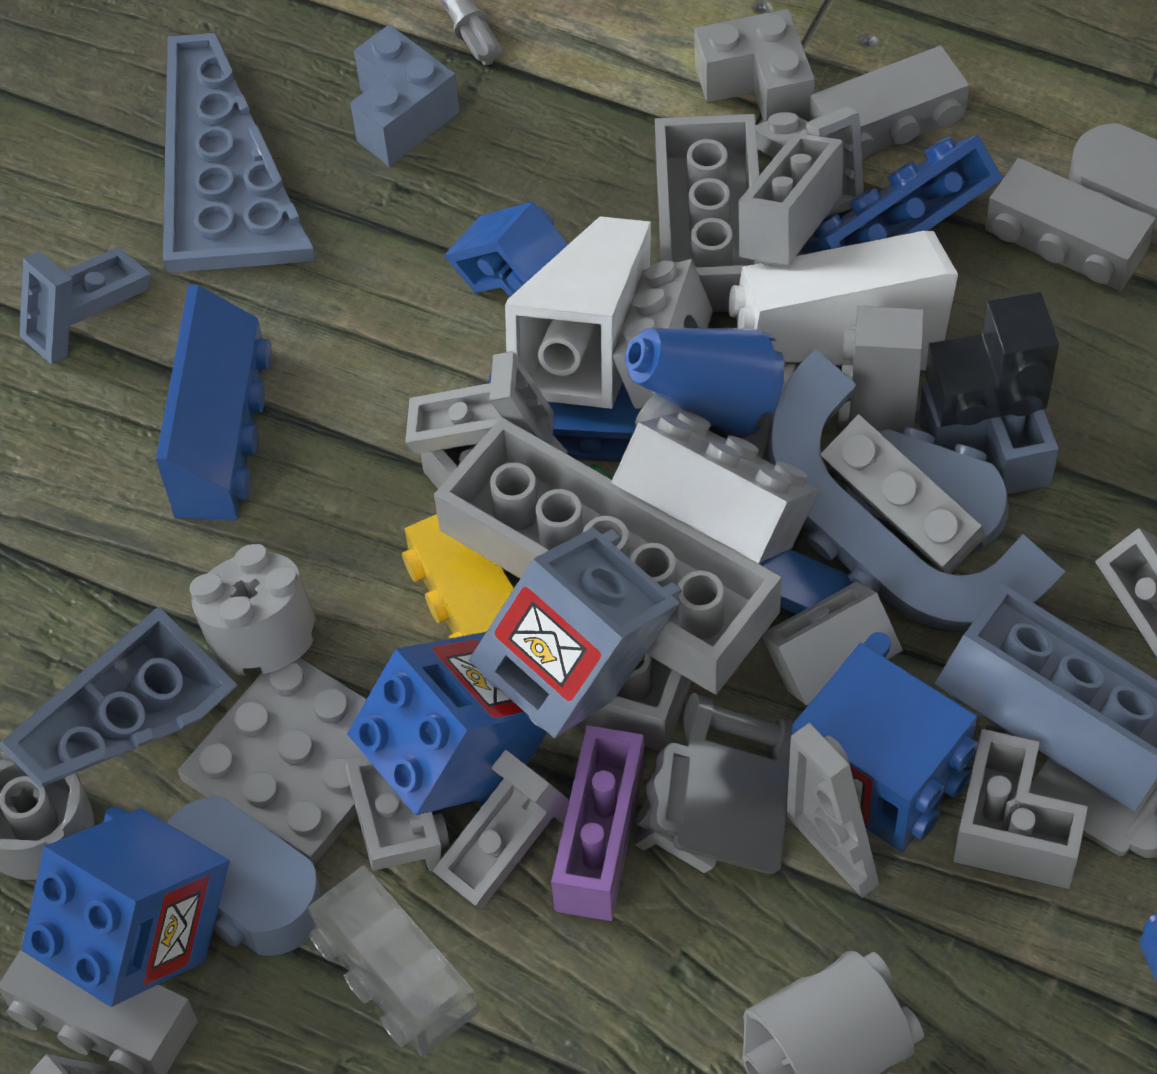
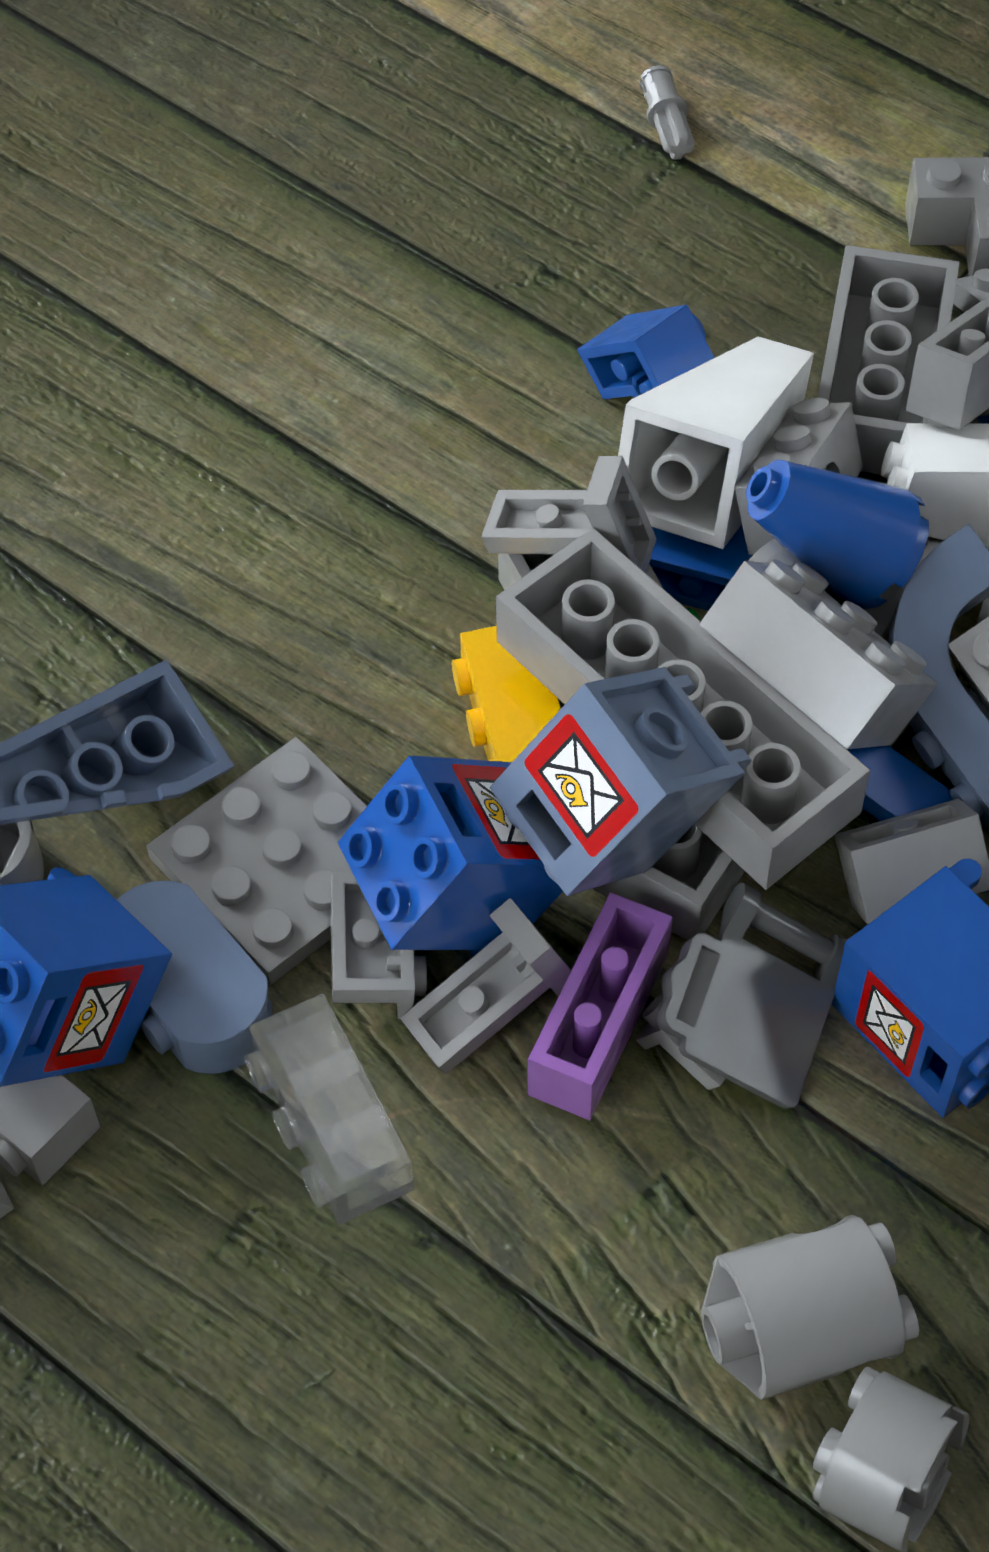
camera: 10 degrees right, 0 degrees up
(61, 298) = (149, 312): sand blue bracket -> none
(212, 408) = (281, 460): blue slope -> none
(220, 181) = (354, 219): sand blue wing -> none
(254, 611) = (271, 689): light grey brick -> none
(403, 95) = (573, 171): sand blue brick -> none
(827, 808) = (865, 1045): light grey wing -> none

